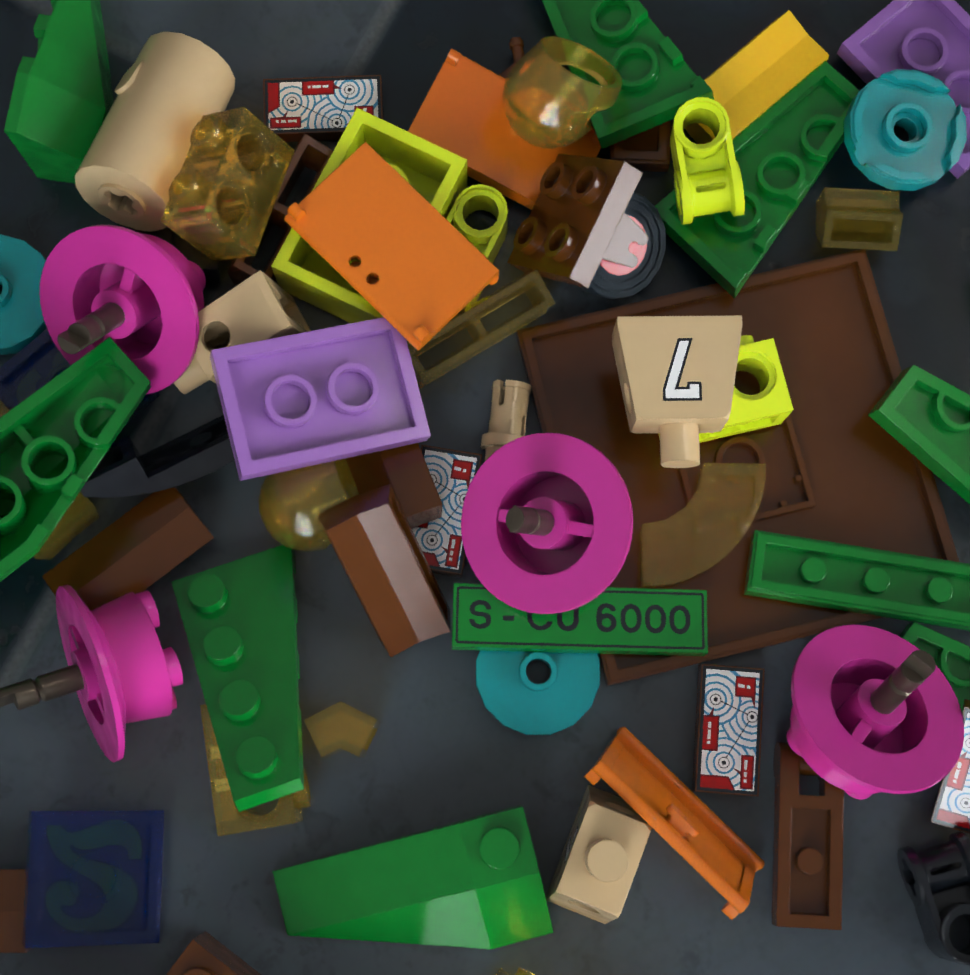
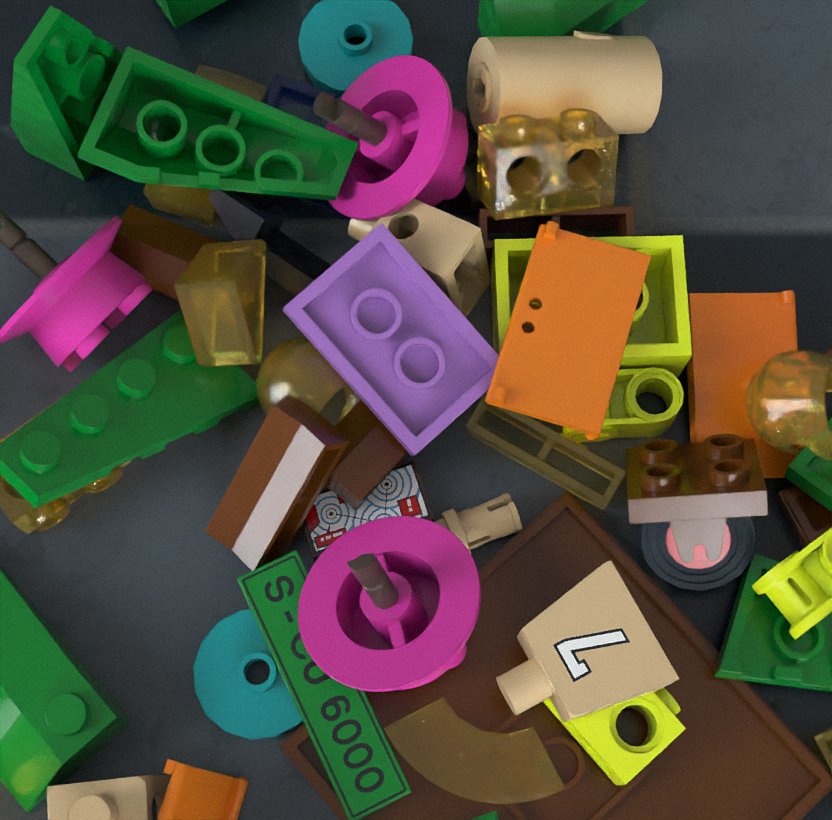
camera: 65 degrees right, 5 degrees down
(194, 530) = (225, 302): none -> clear yellow slope
(319, 104) = (671, 206): tile -> none
(342, 729) = (117, 523): clear yellow piece -> none

